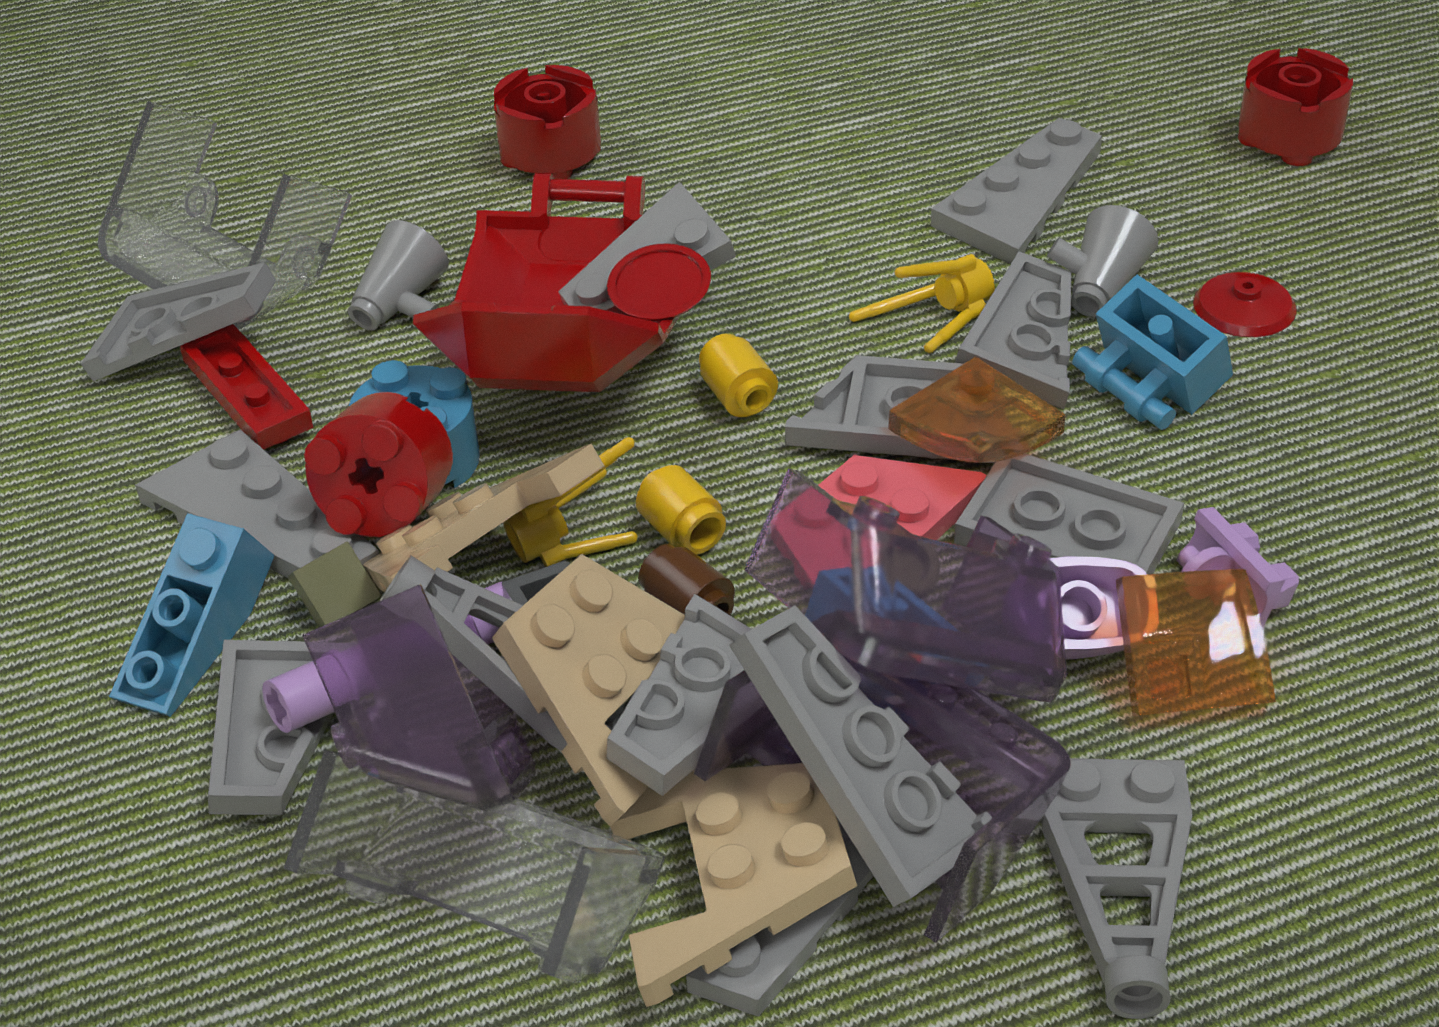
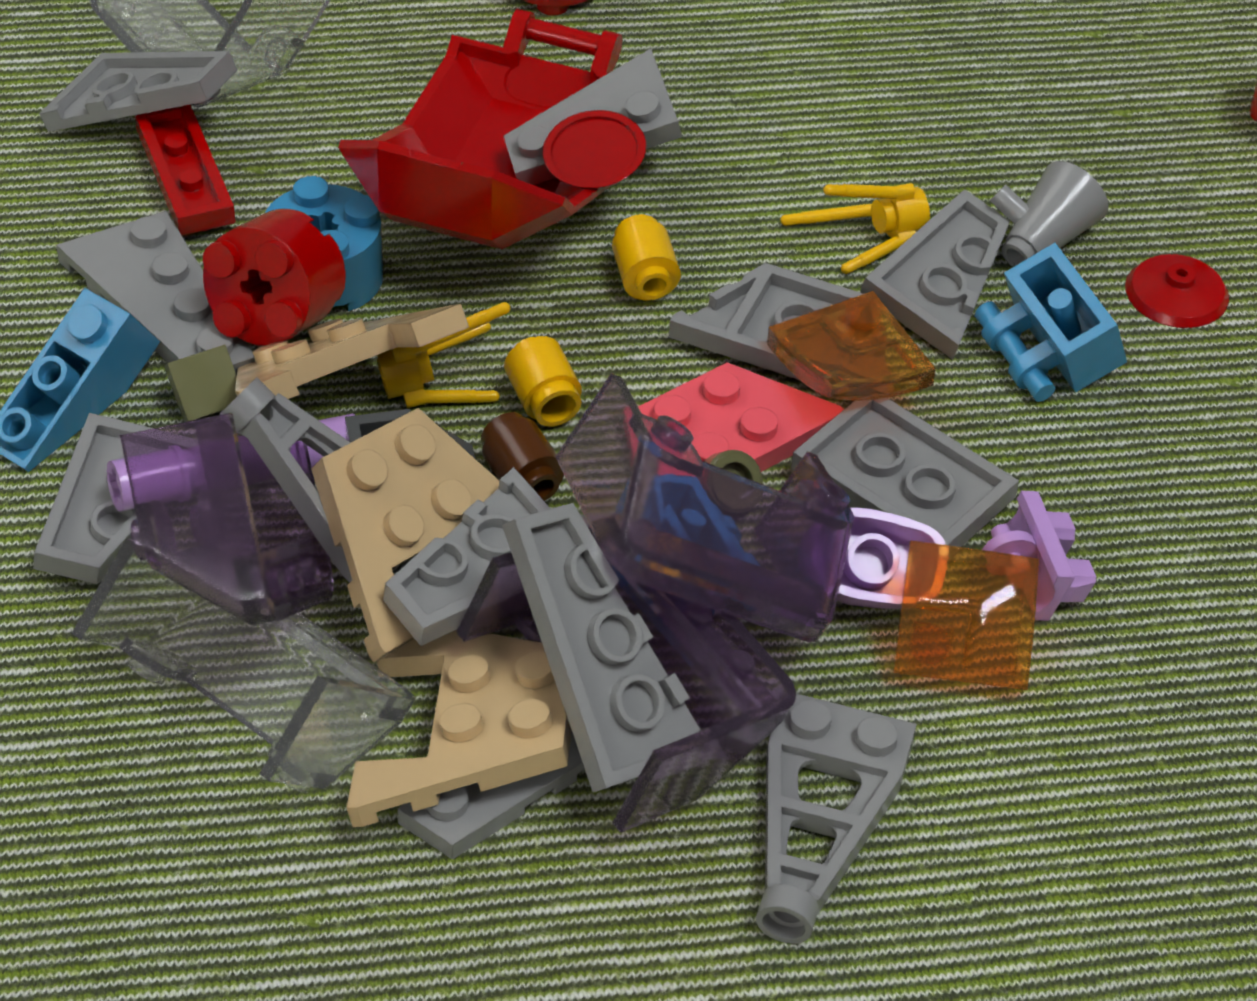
camera: 10 degrees right, 5 degrees up
(398, 271) = (357, 84): light grey piece -> none
(1016, 195) = (994, 125): light grey wing -> none

